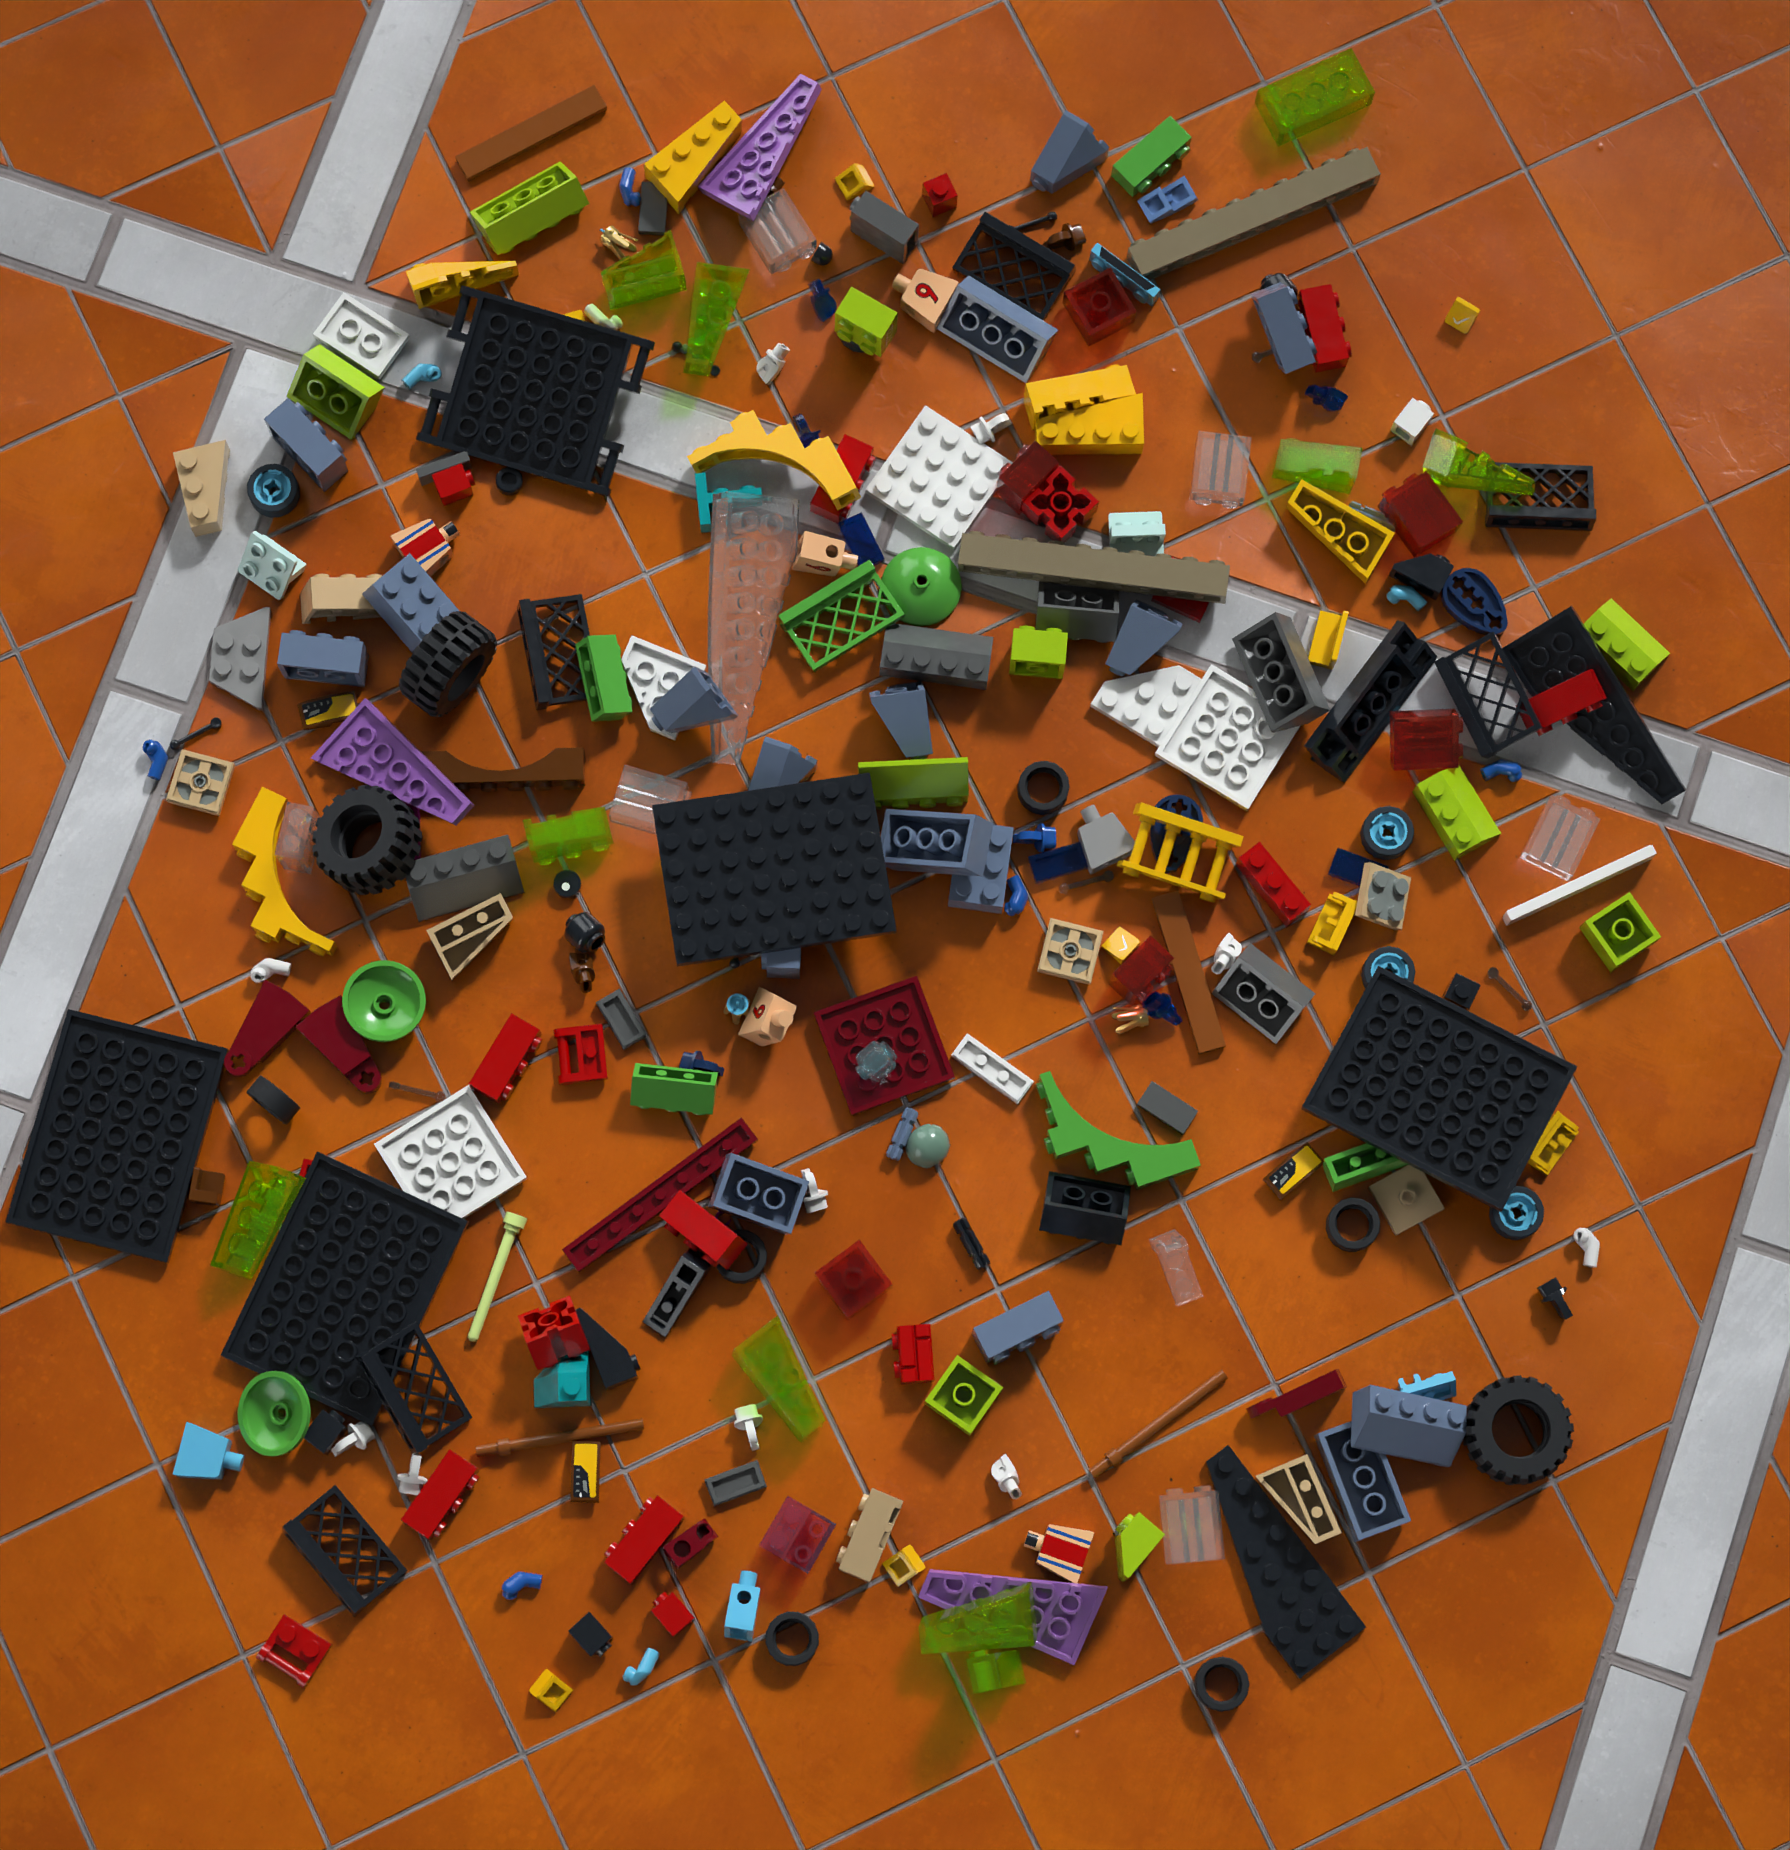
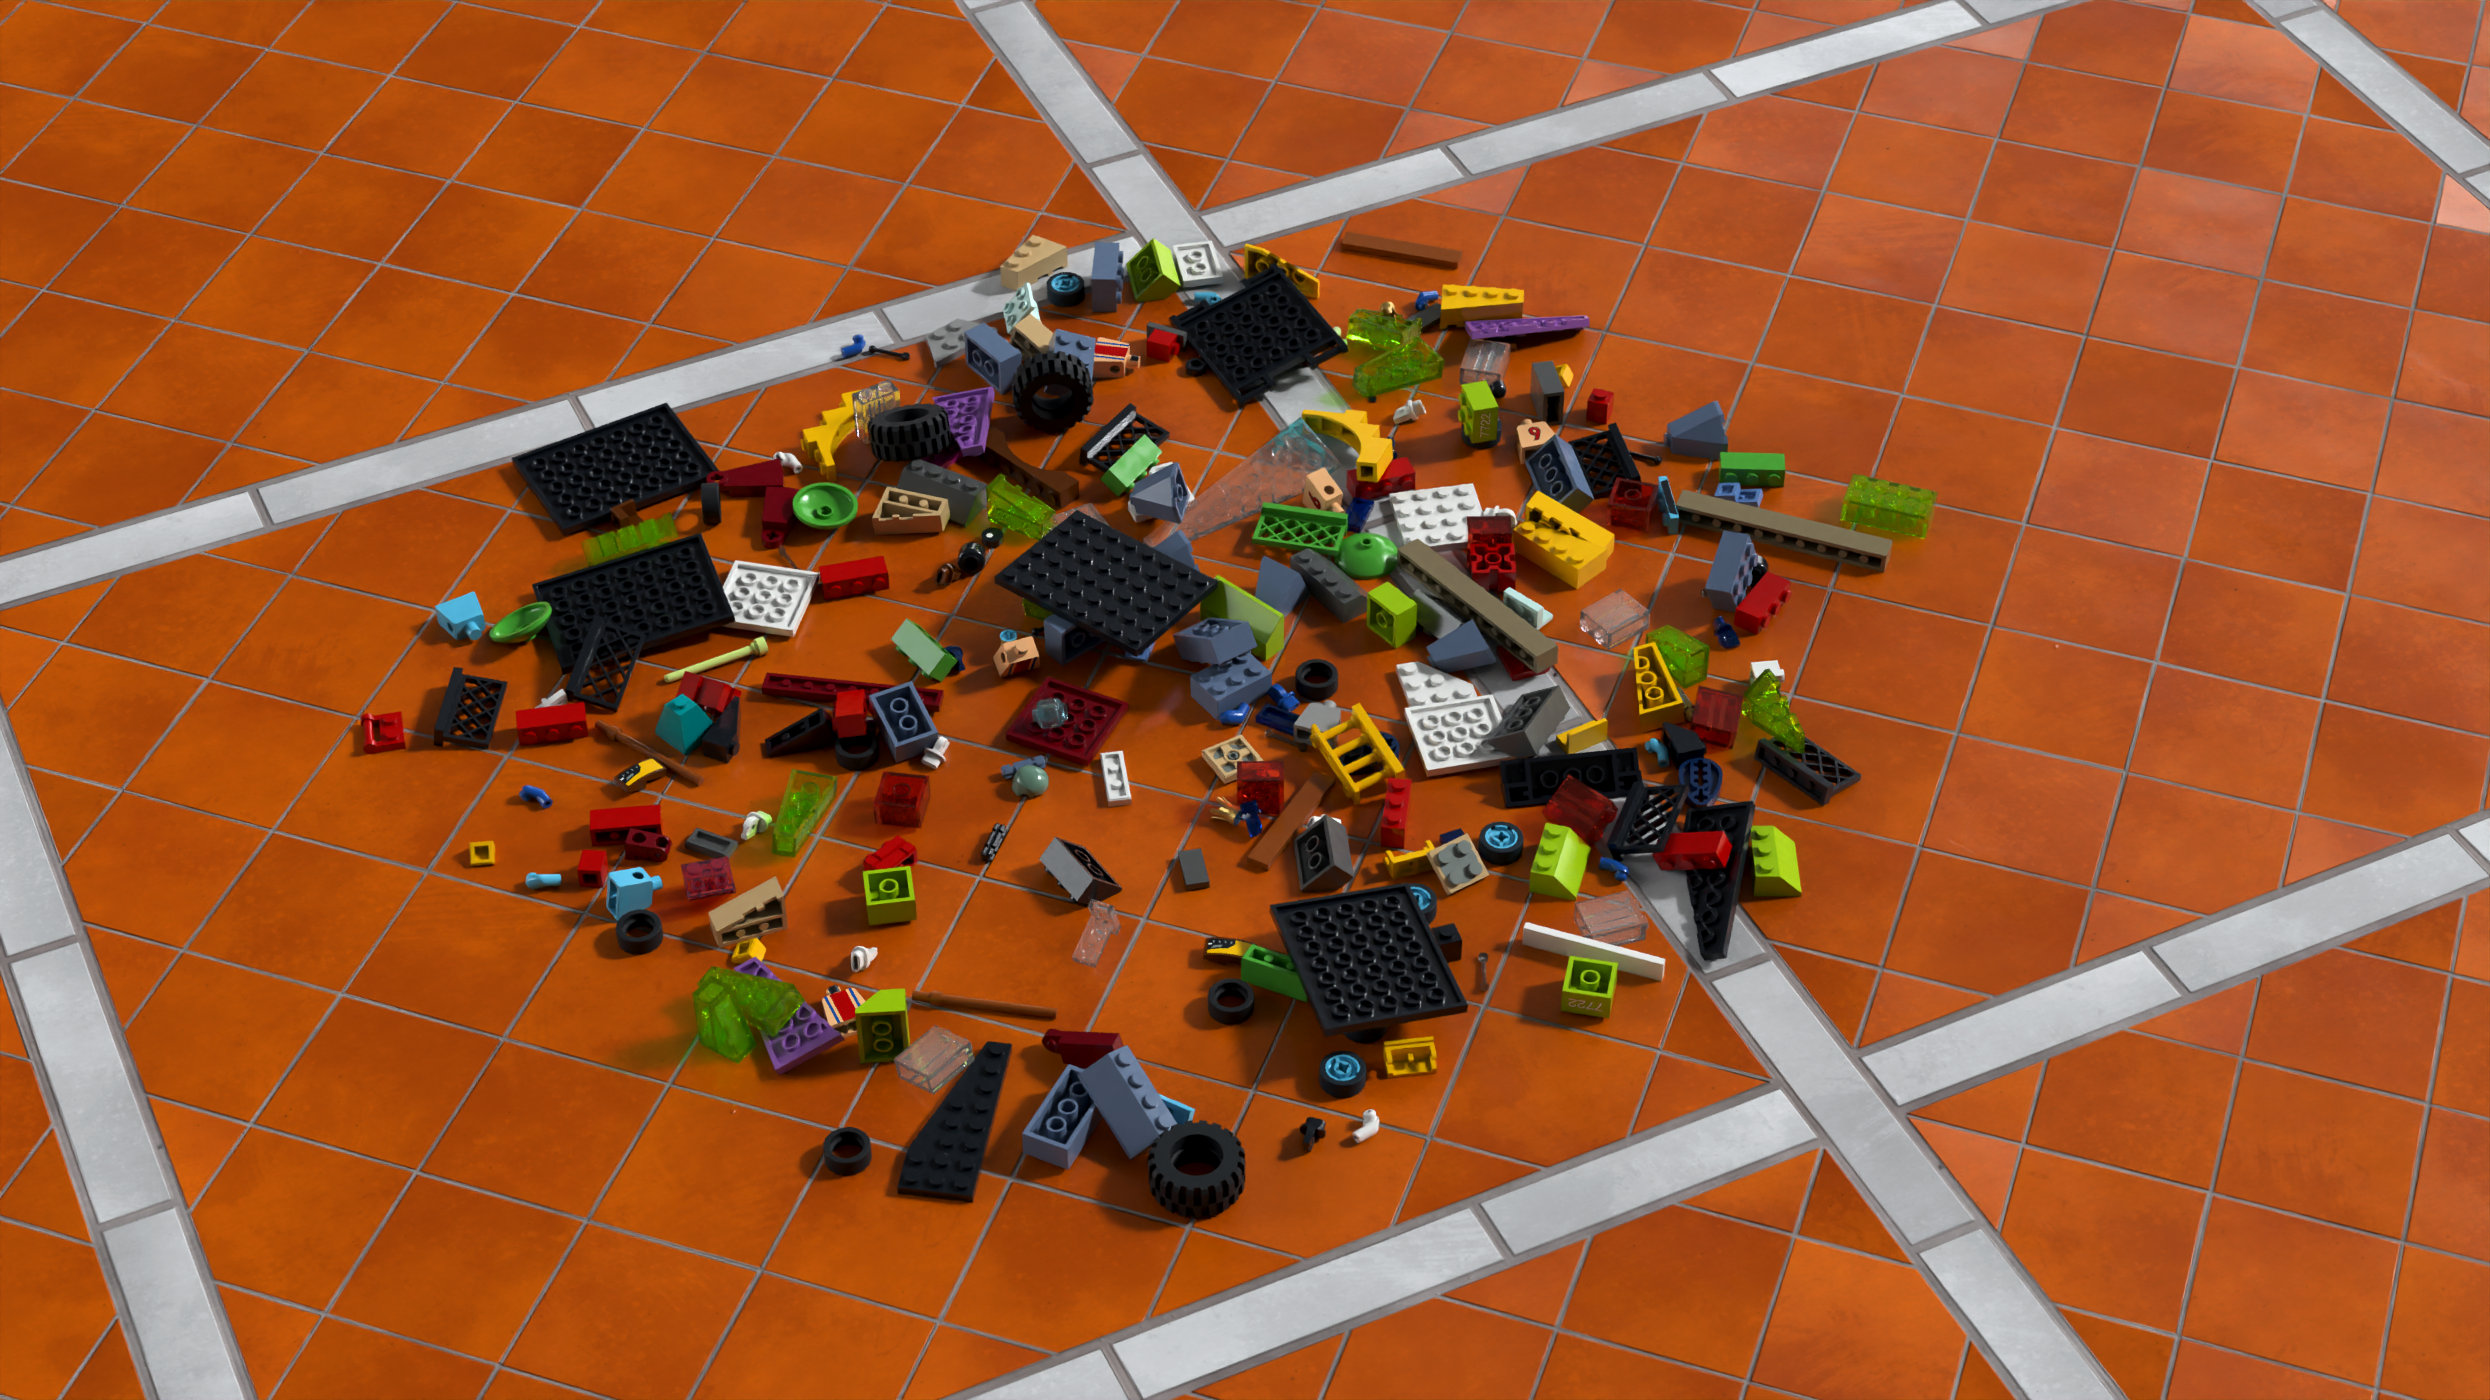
camera: 50 degrees right, 35 degrees down
(200, 782) = (863, 369): tan piece -> none
(326, 1431) = (535, 654): black brick -> none
(327, 710) = (964, 382): slope -> none
(358, 1435) = (544, 670): white piece -> none
(530, 208) = (1357, 272): lime slope -> none
(589, 1051) = (895, 613): red plate -> none
(591, 1635) = (538, 842): black brick -> none
(621, 1019) = (940, 611): dark grey tile -> none
(1018, 1328) = (963, 886): sand blue brick -> none
(1068, 237) = (1651, 470): reddish brown piece -> none
(1074, 1134) = (1141, 877): bright green arch -> none
(1303, 1497) = (1020, 1096): tan wedge -> none
(1405, 1198) = (1282, 1017): tan plate -> none
(1462, 315) = (1862, 655): yellow slope -> none

